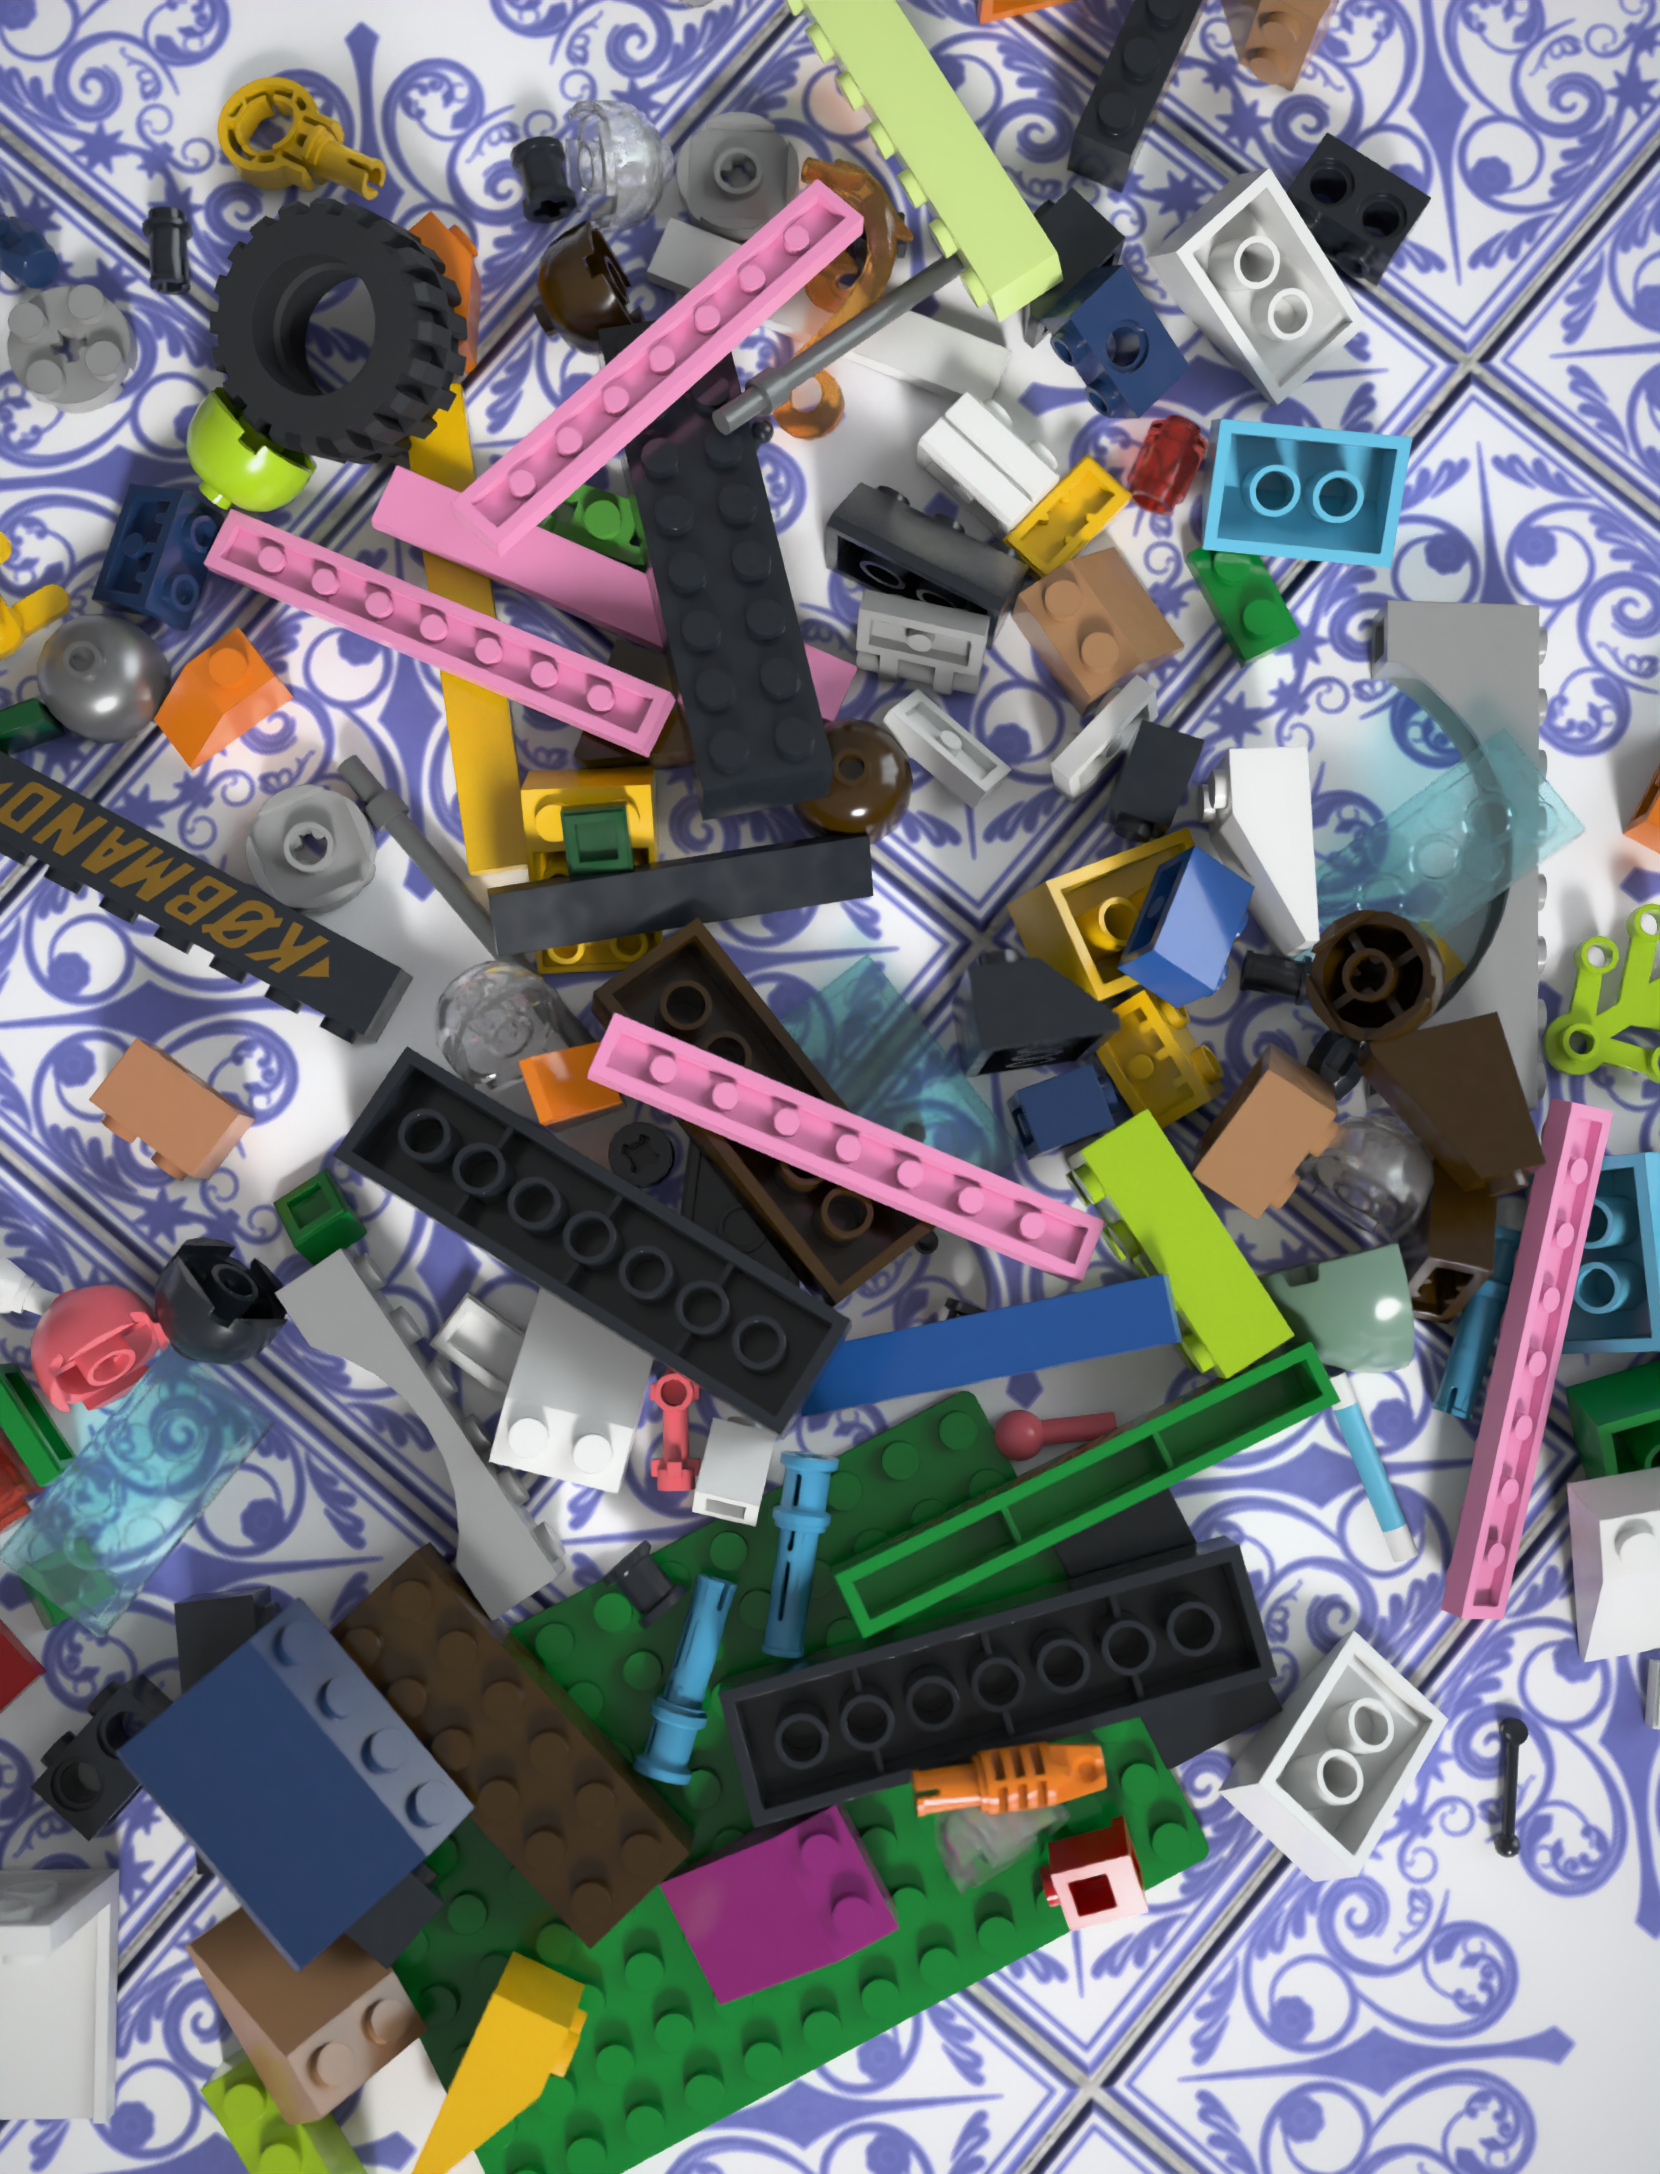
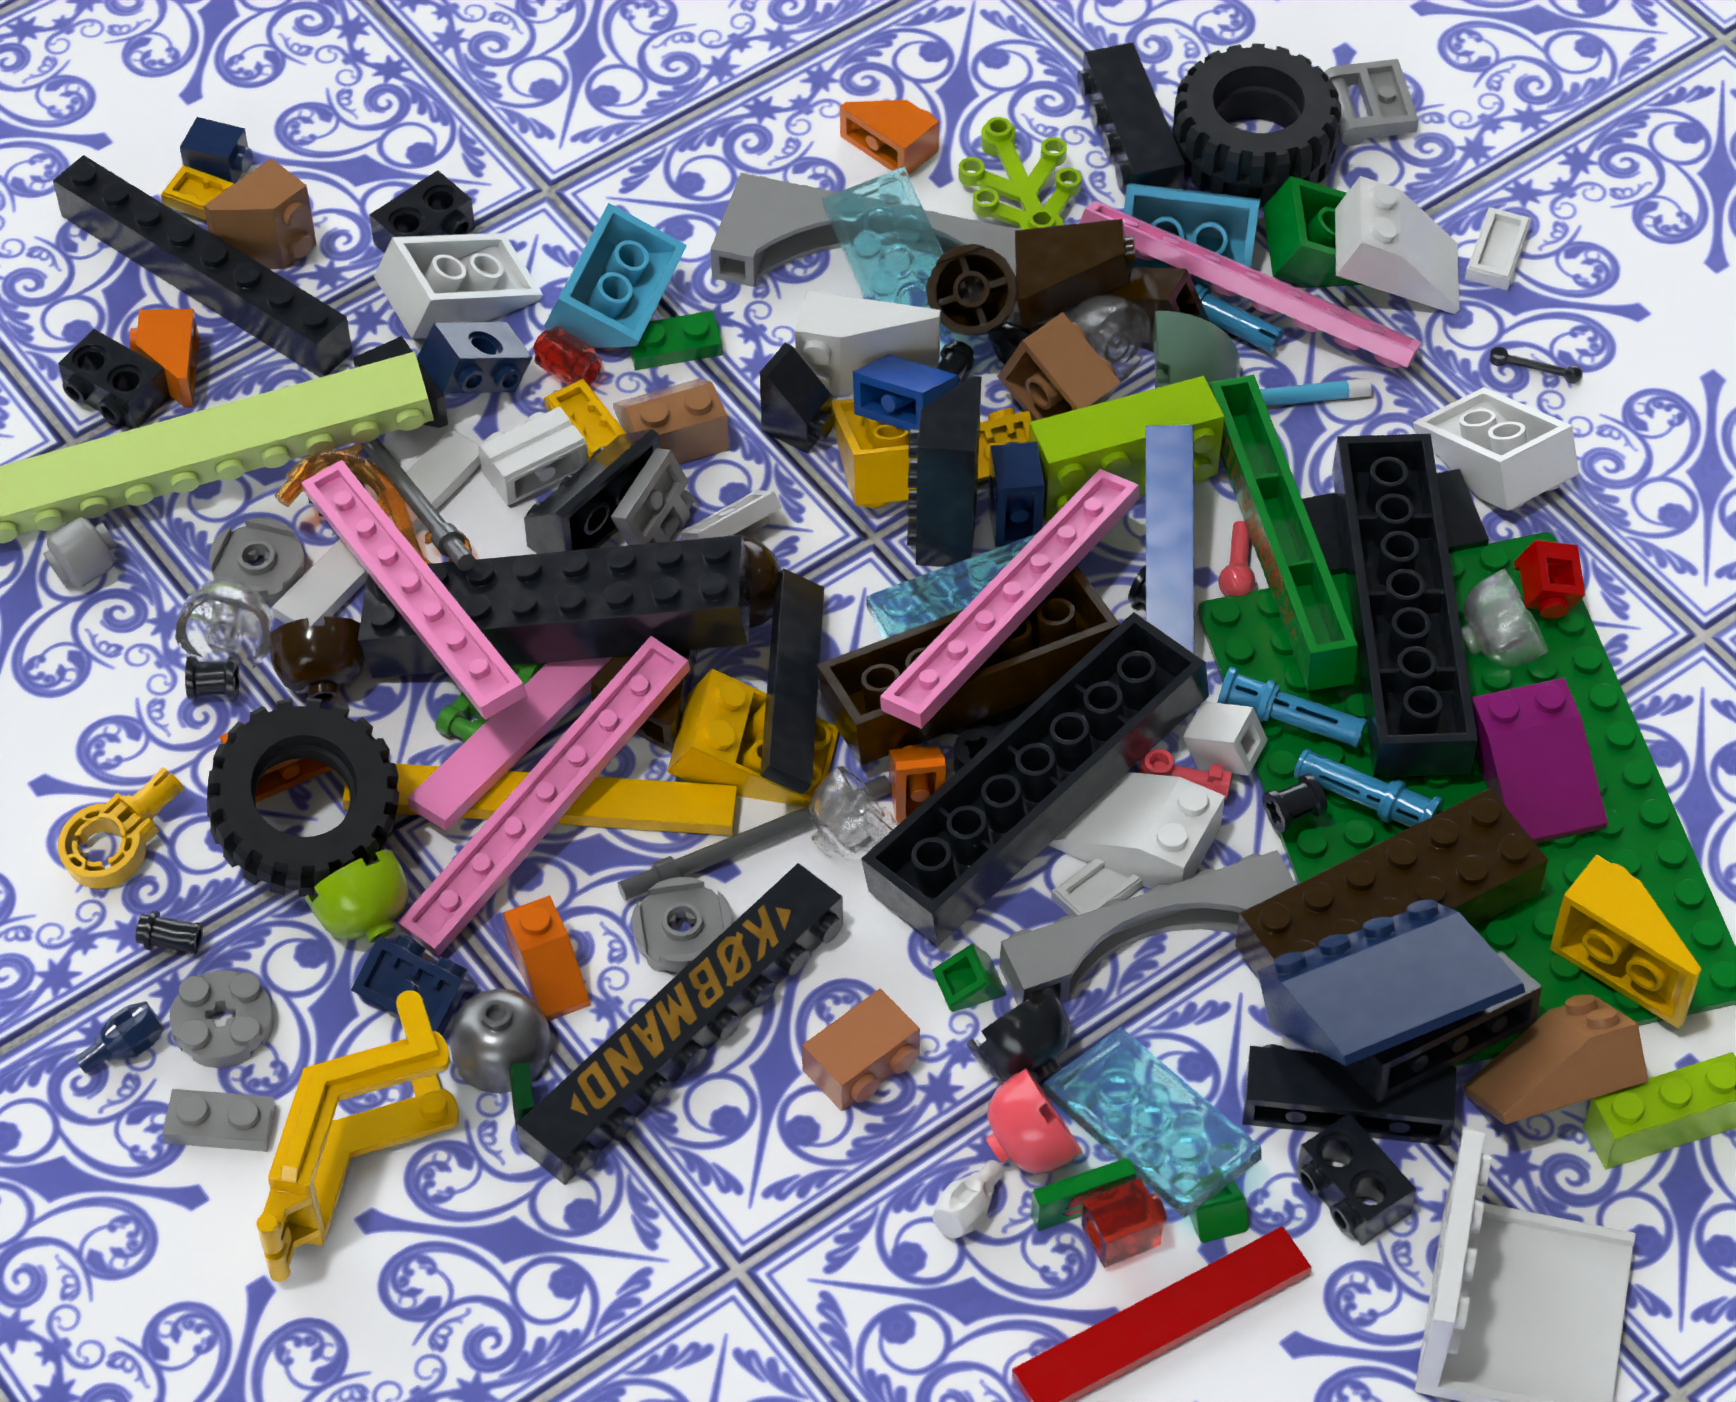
camera: 75 degrees left, 30 degrees down
(597, 838) = (742, 706): dark green tile -> none
(1012, 1779) = (1469, 580): orange hinge -> none
(1087, 755) = (761, 441): white plate -> none

